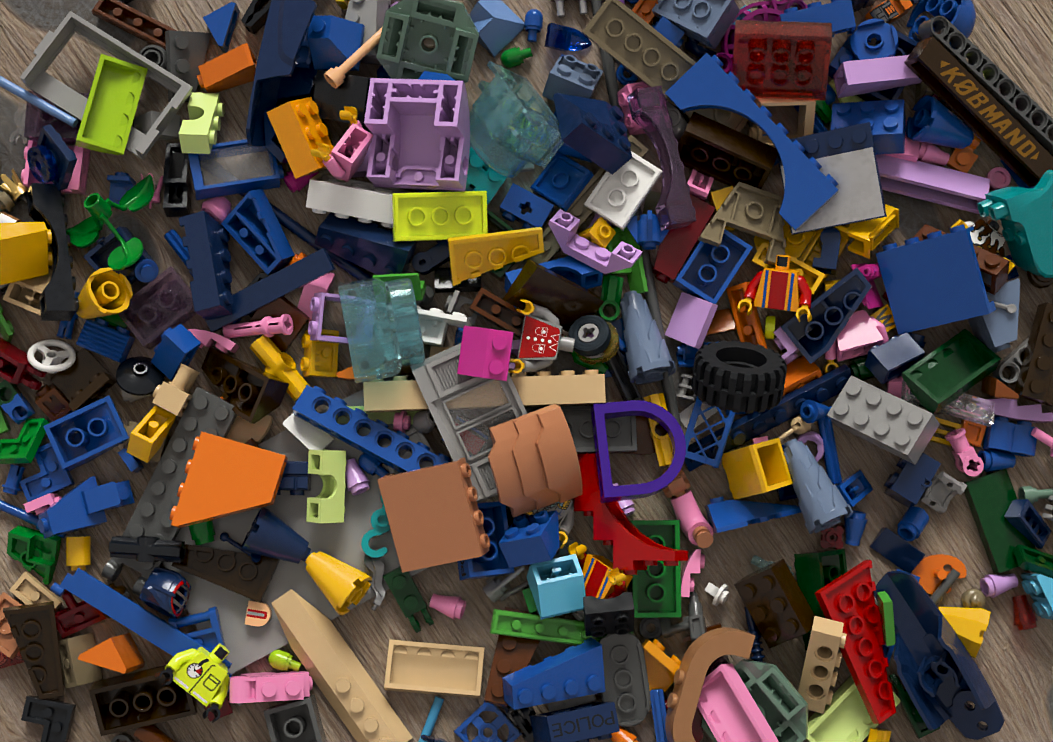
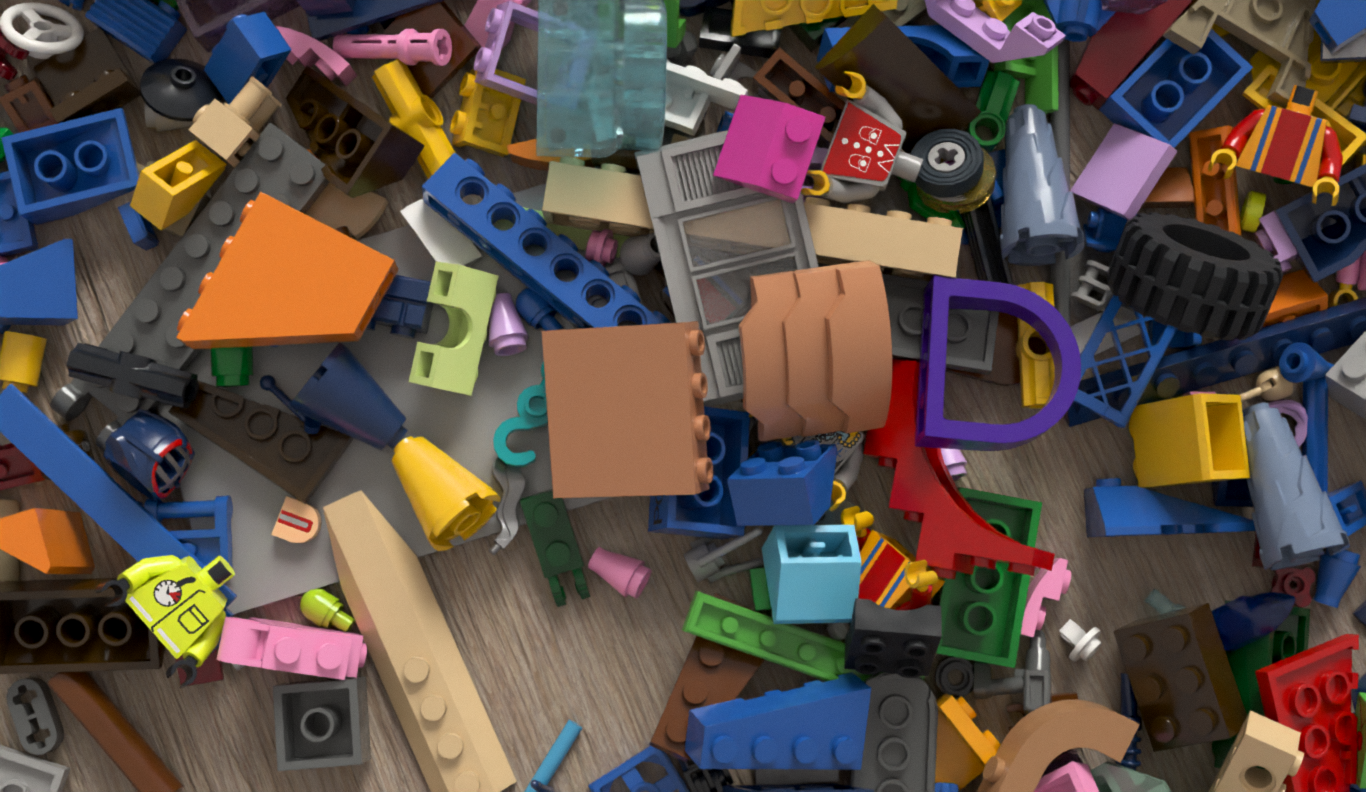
camera: 15 degrees right, 0 degrees up
(108, 496) = (87, 277): blue slope -> none
(434, 669) = (575, 673): tan slope -> none
(687, 511) = (1052, 484): piece -> none
(808, 562) = (1251, 618): none -> clear blue plate

